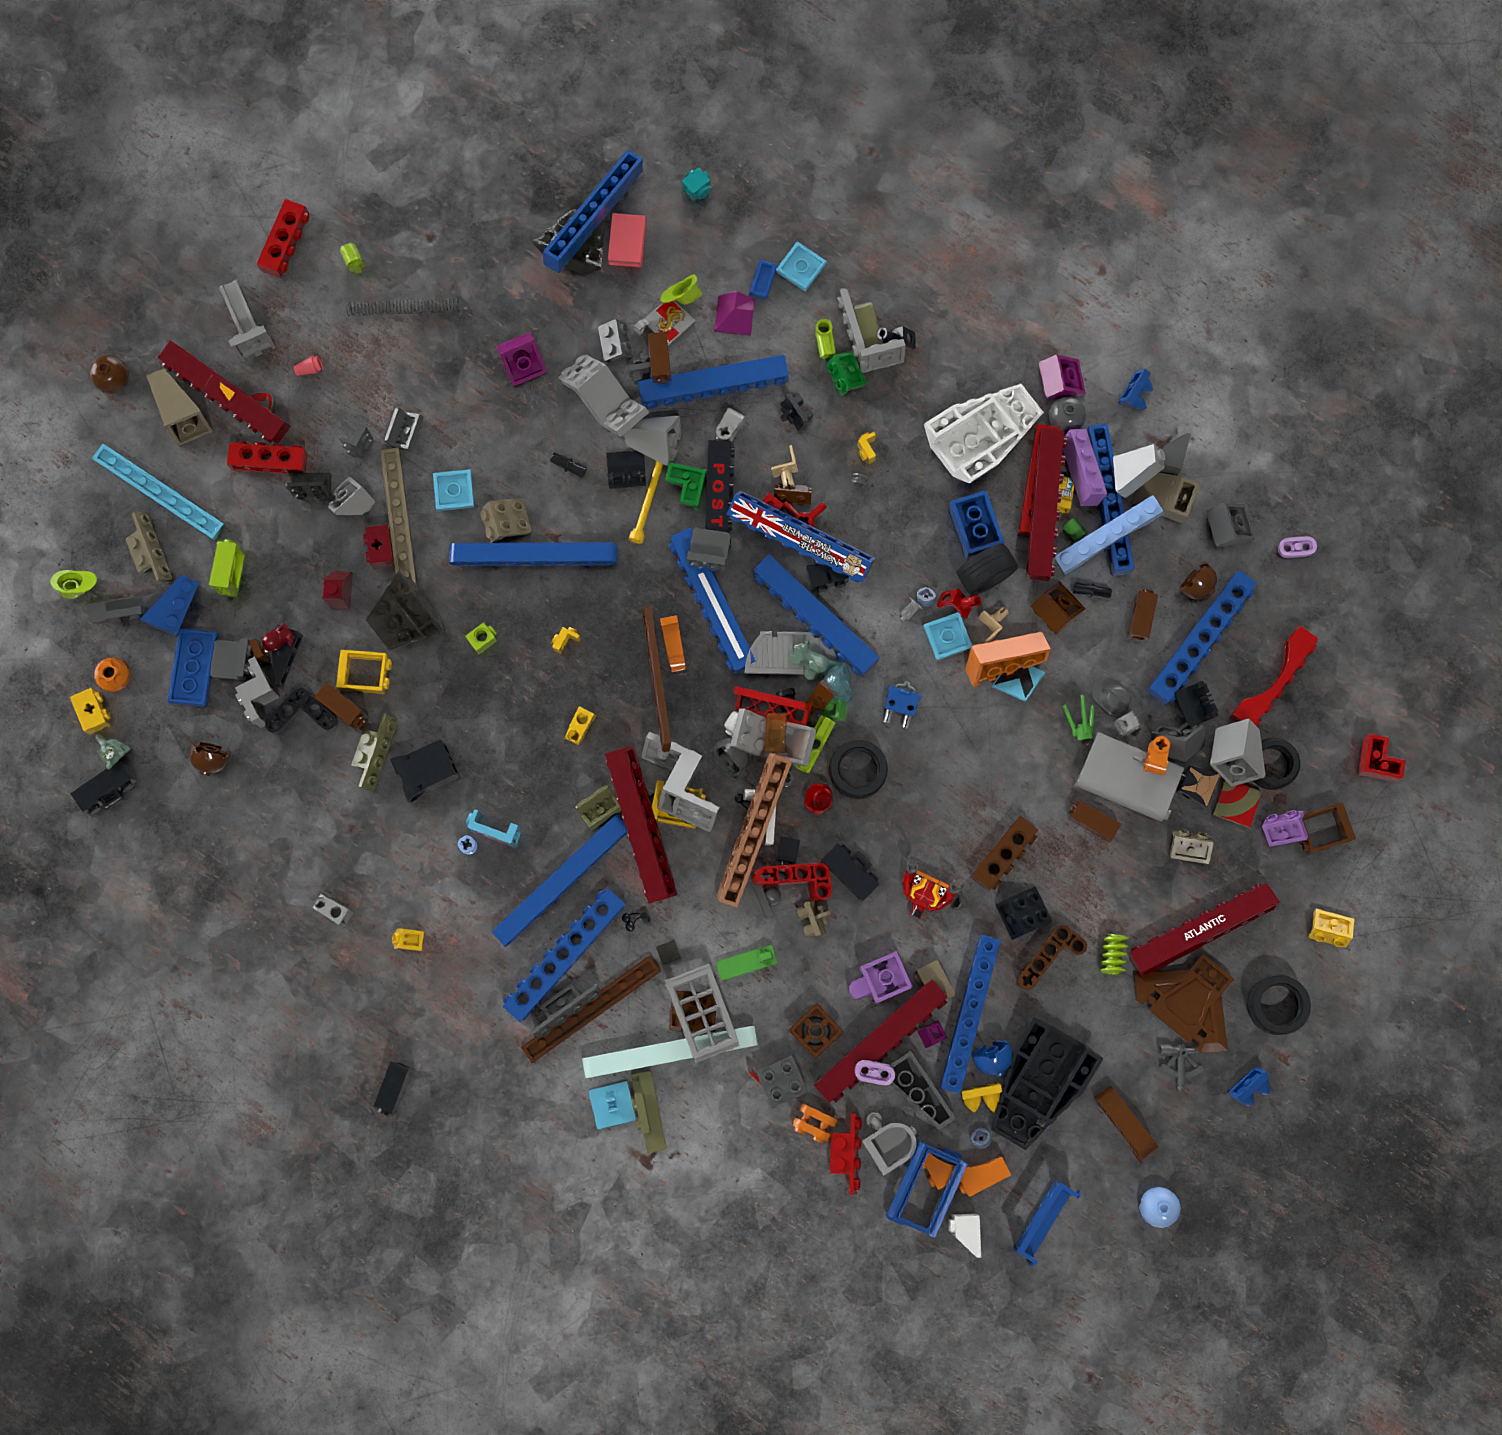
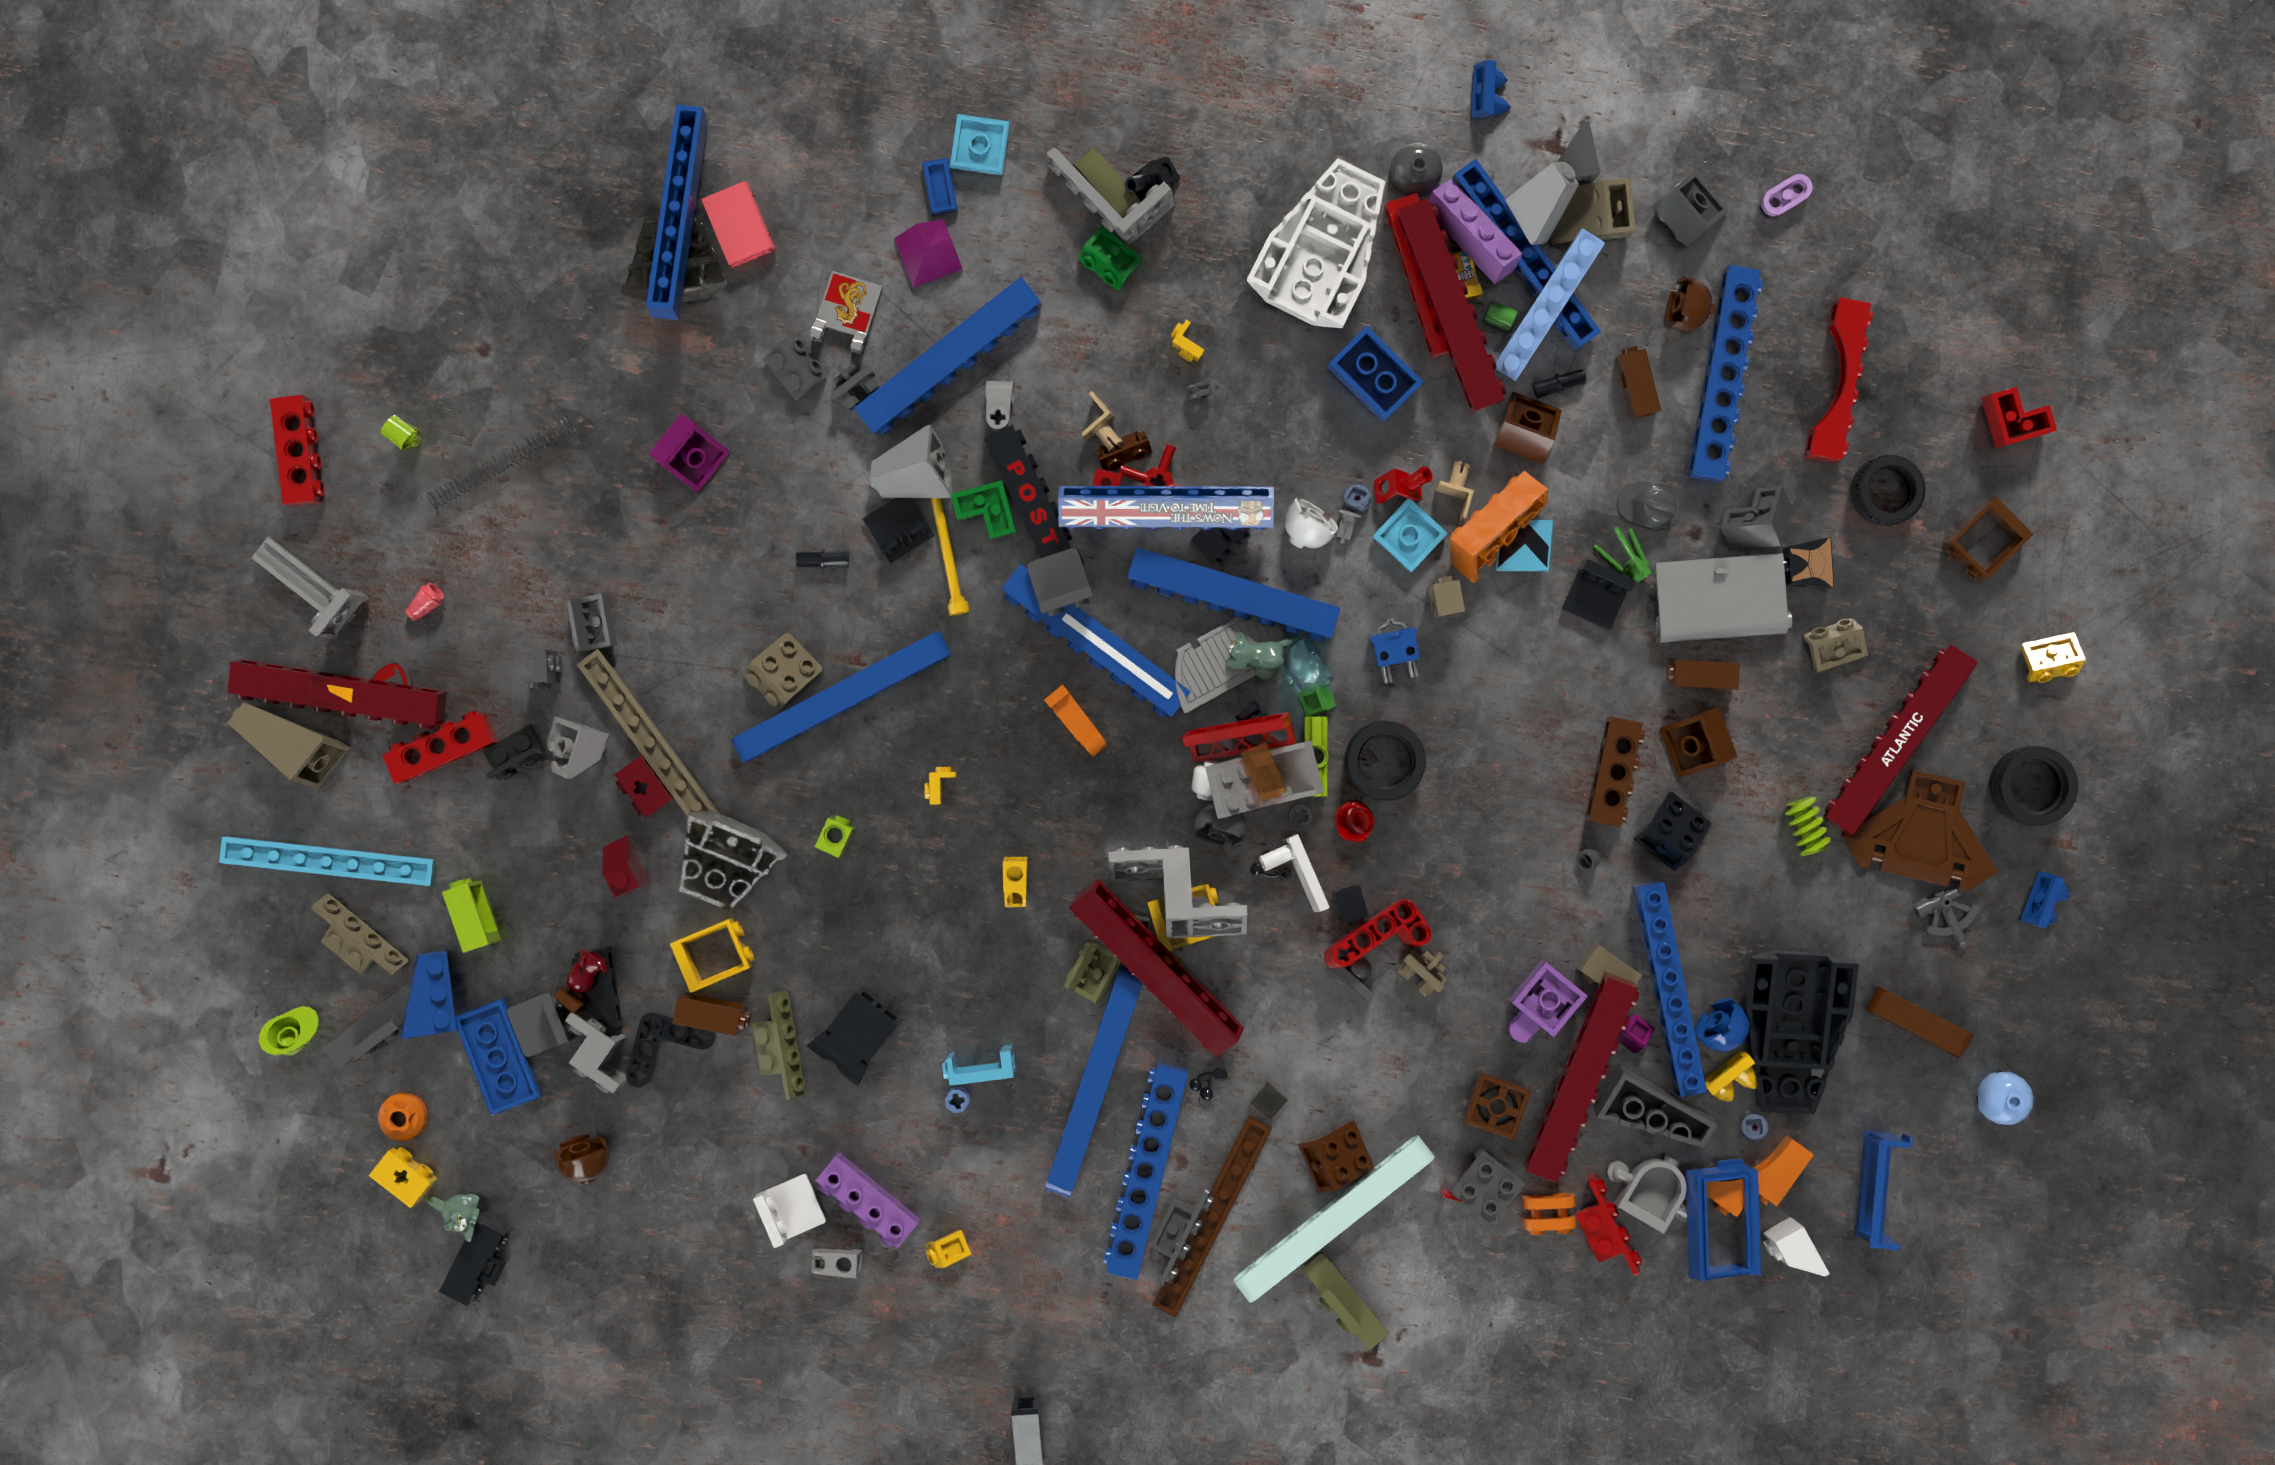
camera: 30 degrees left, 10 degrees up
(109, 374) = (177, 742): reddish brown cylinder -> none
(321, 859) = (789, 1209): none -> white bracket
(374, 880) = (867, 1200): none -> medium lavender brick
(453, 490) = (697, 667): medium azure plate -> none
(603, 395) = (820, 450): light grey bracket -> none
(612, 1105) = (1296, 1315): medium azure piece -> none
(656, 679) = (1082, 780): reddish brown tile -> none
(659, 357) = (866, 364): reddish brown brick -> none
(683, 291) = (846, 257): lime piece -> none
(697, 184) = (788, 102): teal brick -> none
(715, 1048) = (1313, 1124): light grey piece -> none
(746, 962) = (1369, 1064): bright green hinge -> none
(753, 829) = (1298, 904): nougat brick -> none
(793, 412) = (1070, 345): black hips -> none
(814, 717) = (1299, 723): clear smoke tile -> none
(821, 696) = (1294, 697): reddish brown plate -> none
(825, 340) = (1062, 229): lime piece -> none
(842, 866) = (1452, 896): black piece -> none
(874, 1071) = (1593, 1122): lavender plate -> none
(885, 596) = (1307, 525): none -> white cylinder
(926, 891) = (1544, 867): torso -> none
(950, 685) = (1445, 597): none -> dark tan brick
(987, 569) = (1419, 428): black tyre -> none
(1047, 960) = (1731, 874): reddish brown beam -> none
(1050, 734) = (1597, 594): none -> black bracket
(1062, 377) = (1386, 123): magenta slope -> none
(1069, 862) = (1698, 742): none -> reddish brown slope
(1127, 724) = (1685, 533): light grey leg -> none
(1156, 759) = (1746, 561): orange piece -> none
(1196, 704) = (1758, 463): black hinge -> none
(1237, 804) = (1865, 561): tile -> none
(1238, 752) = (1840, 500): light grey slope -> none
(1284, 828) = (1940, 564): medium lavender bracket -> none

